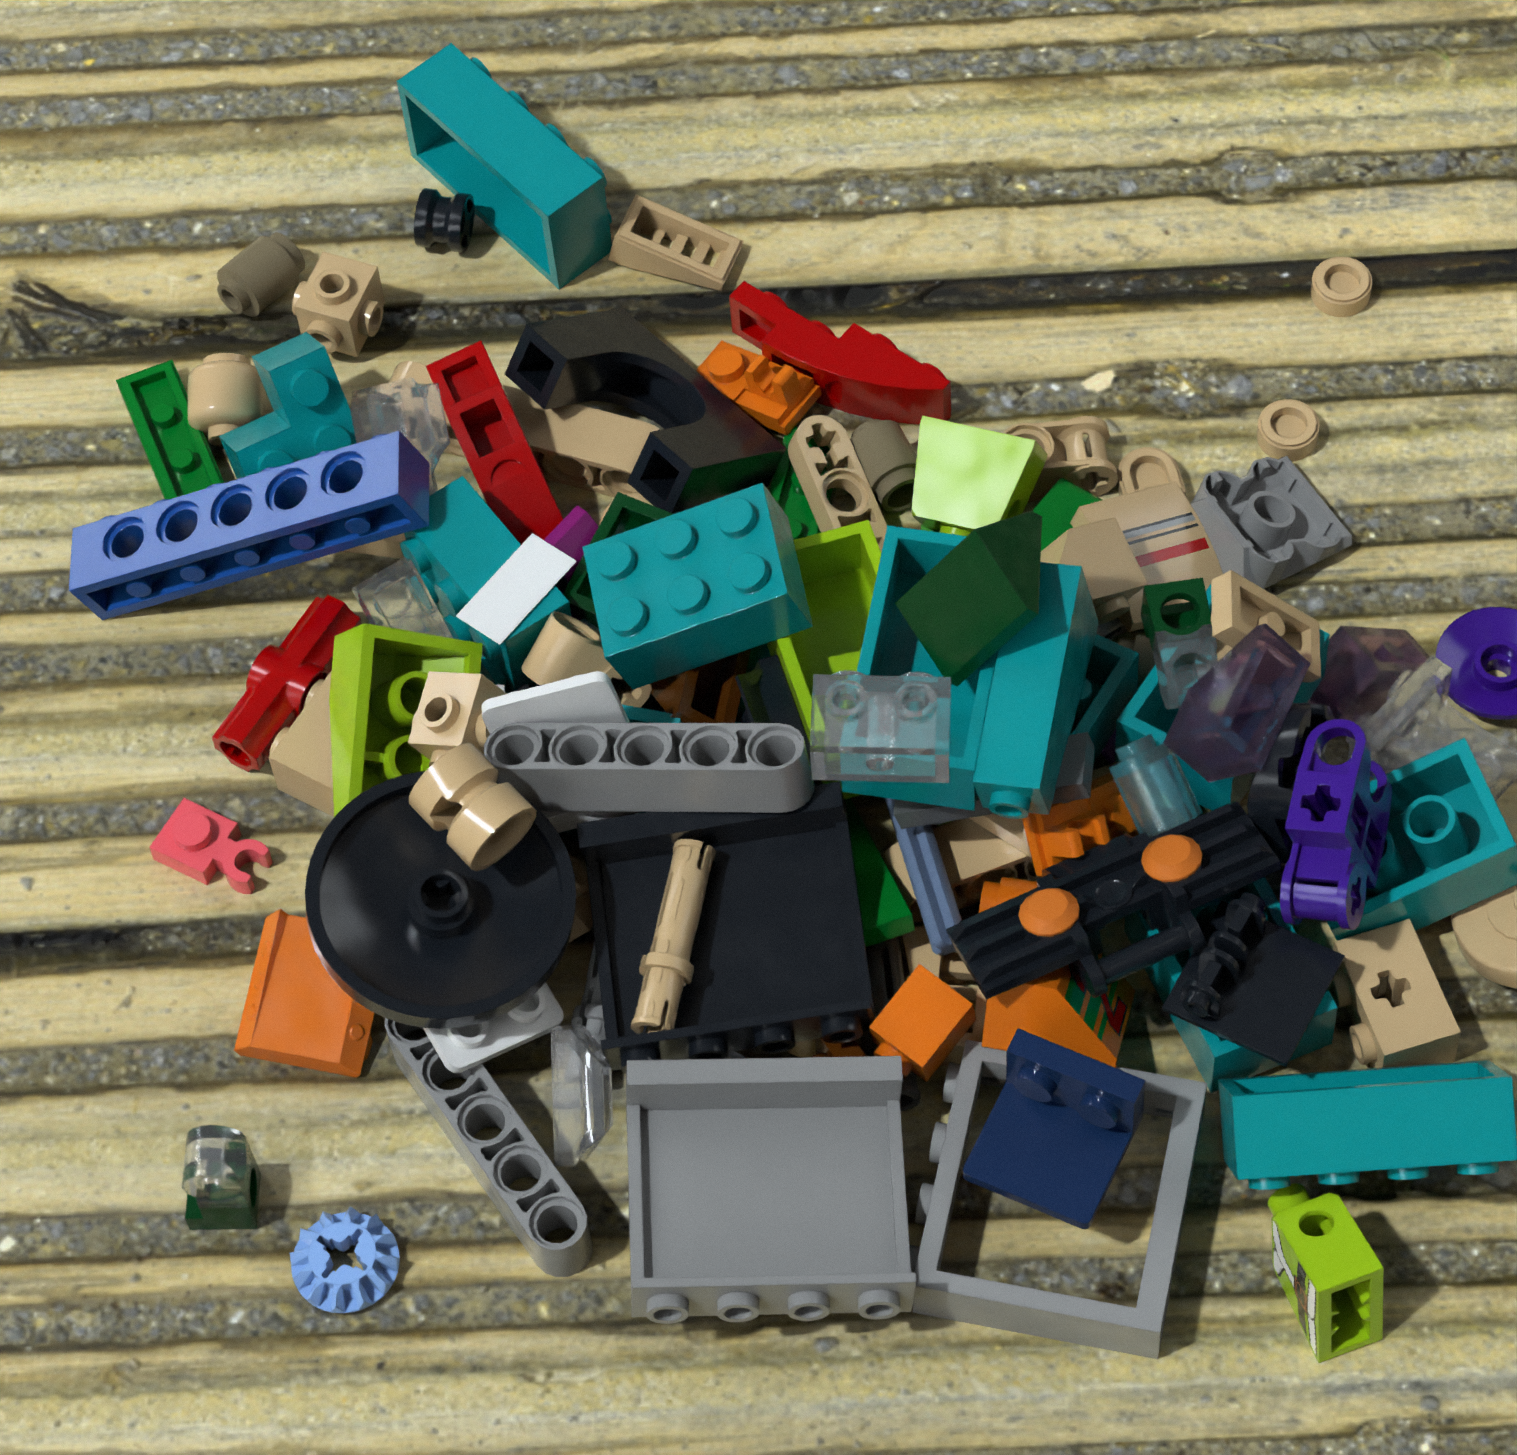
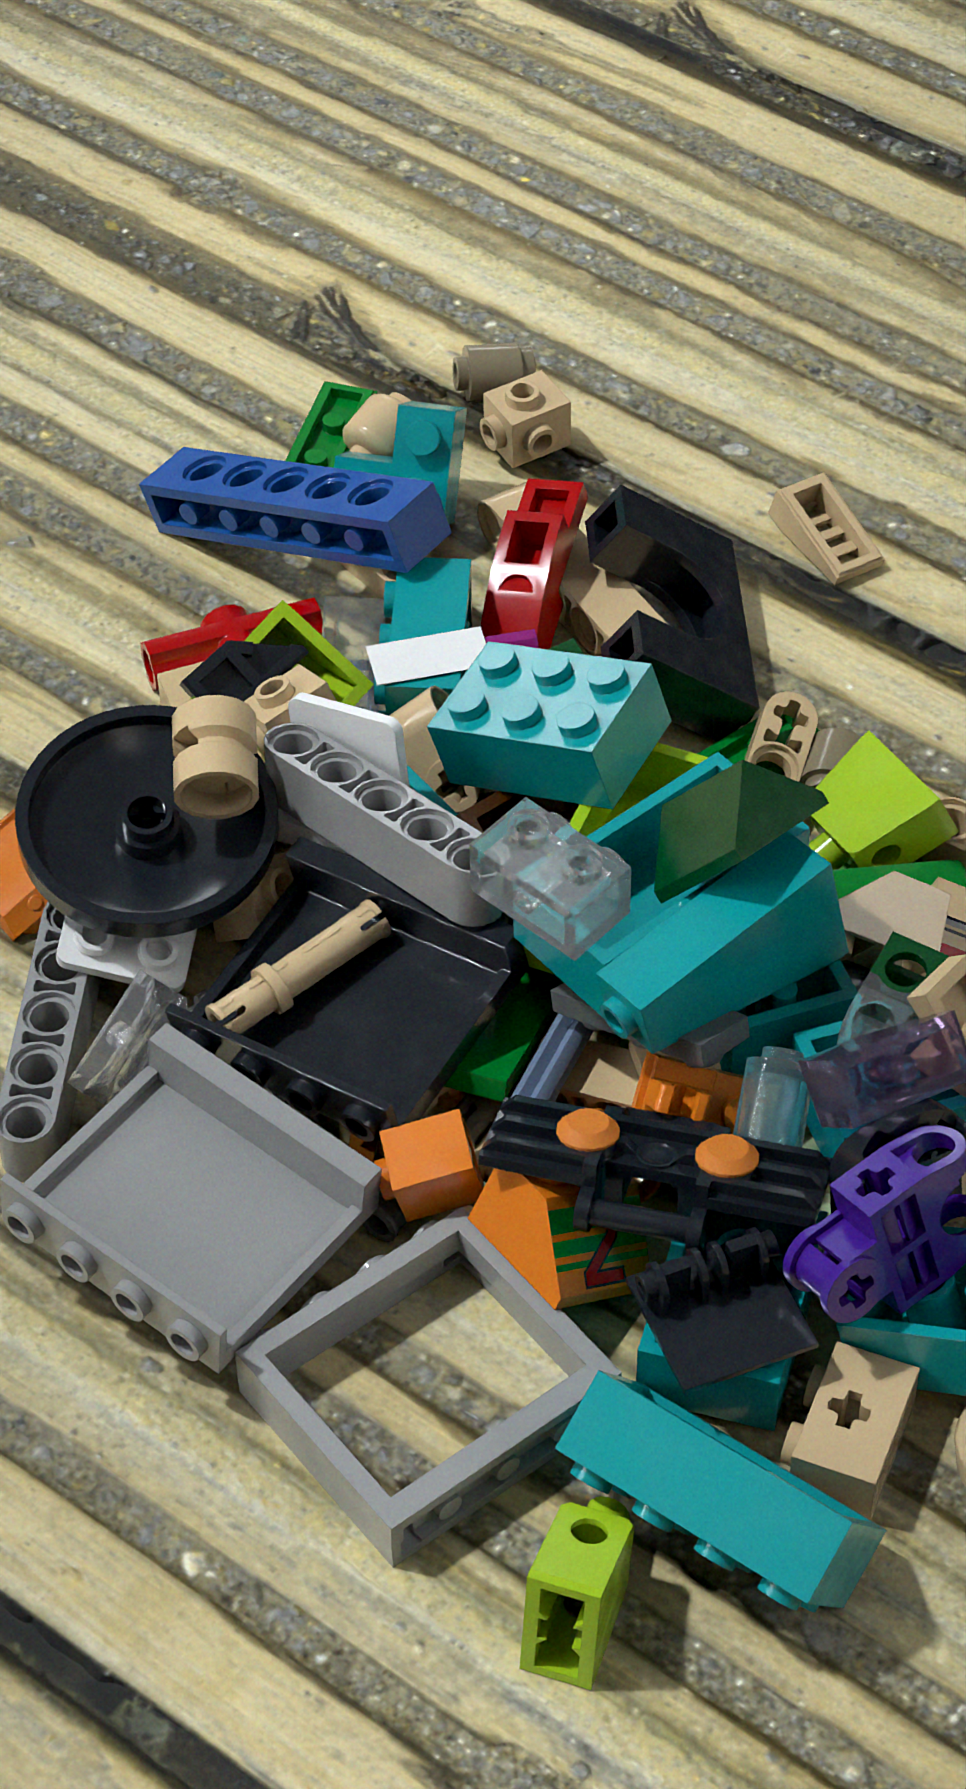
camera: 35 degrees right, 10 degrees down
(205, 842) = (62, 705): coral plate -> none
(380, 717) = (240, 668): none -> black tile
(407, 408) = (475, 513): clear slope -> none
(444, 220) = (665, 411): black wheel -> none
(512, 164) = (742, 394): teal piece -> none
(762, 389) = (787, 657): orange plate -> none
(855, 372) = (868, 686): red slope -> none
(1056, 1130) = (451, 1314): dark blue bracket -> none

